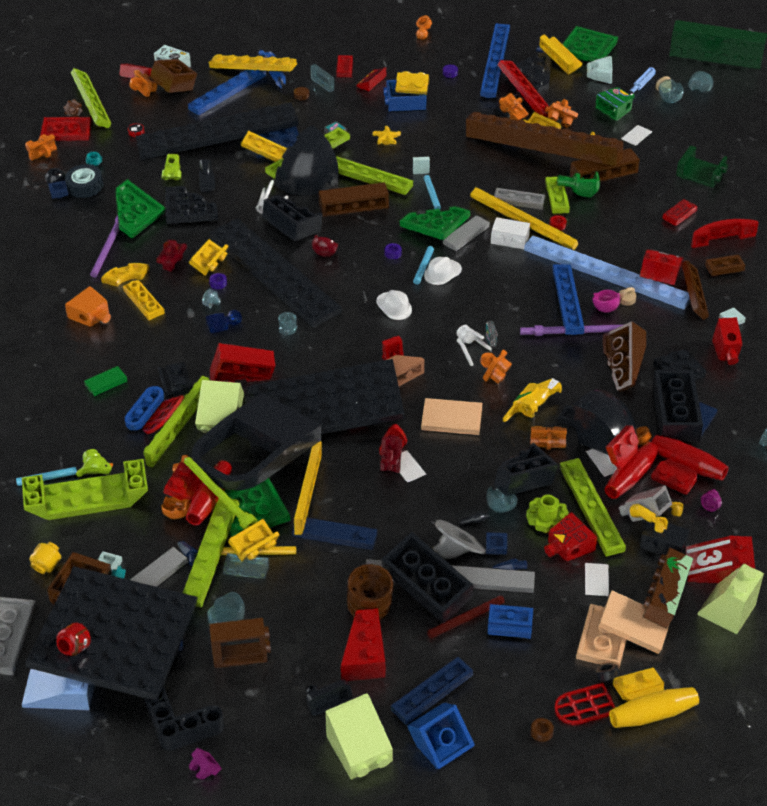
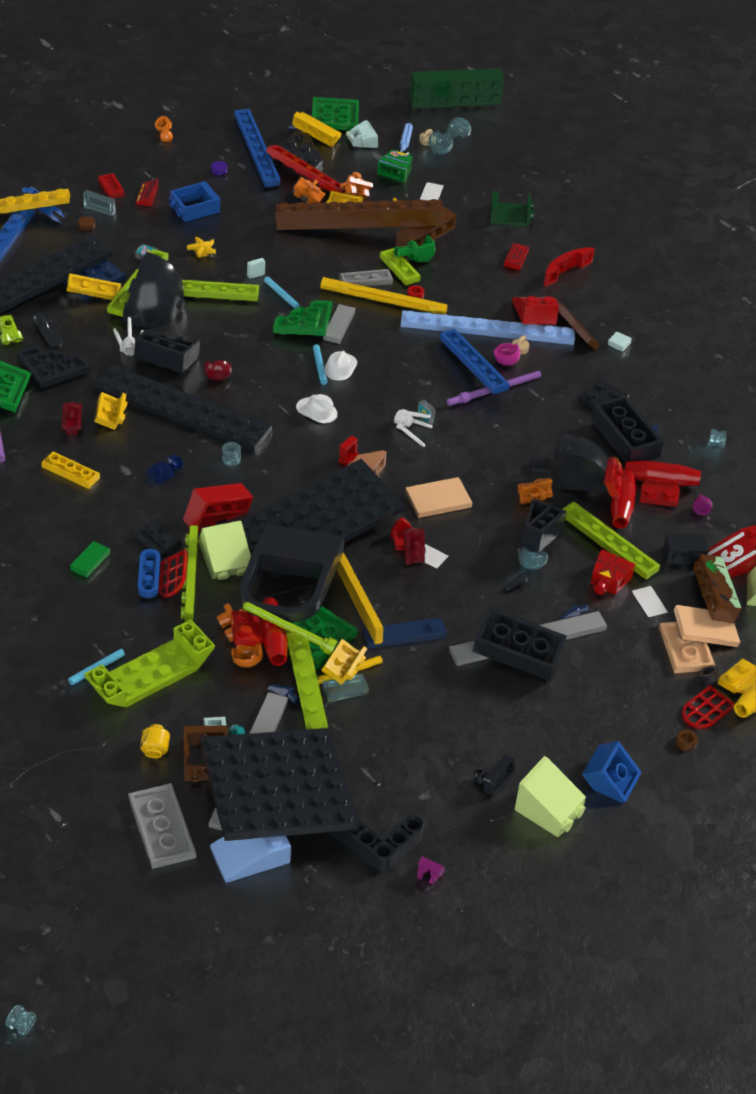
camera: 30 degrees left, 0 degrees up
(73, 639) = (260, 798): red head -> none
(88, 308) = (24, 493): orange torso -> none
(94, 464) = (139, 640): lime animal -> none
(119, 275) = (30, 451): yellow tile -> none
(210, 298) = (139, 450): clear light blue tile -> none
(217, 281) = (132, 431): dark purple tile -> none
(227, 609) = (361, 731): clear light blue hair -> none
(239, 653) = (394, 754): reddish brown window -> none
(353, 199) = (213, 317): reddish brown brick -> none
(364, 648) = (503, 721): red wedge -> none
(370, 588) = (478, 673): reddish brown wheel -> none
(392, 251) = (282, 358): dark purple tile -> none
(412, 83) = (201, 188): yellow bracket -> none
(431, 690) = (579, 739): dark blue plate -> none
(455, 541) = (520, 606): light grey piece -> none
(464, 617) = (565, 668): clear red bar -> none
(496, 366) = (450, 439): orange hips -> none
(496, 543) = (551, 597): dark blue plate -> none
(510, 233) = (382, 313): white brick -> none
(510, 621) = (605, 659): blue plate -> none
(533, 397) = (502, 458): yellow animal -> none
(545, 513) = (577, 557): lime plant -> none
(602, 462) = (592, 498): white sticker -> none
(625, 353) = (553, 398): reddish brown wedge -> none
(649, 505) = (662, 523): torso -> none
(725, 265) = (586, 295): reddish brown plate -> none
(727, 346) = (633, 362): red torso -> none

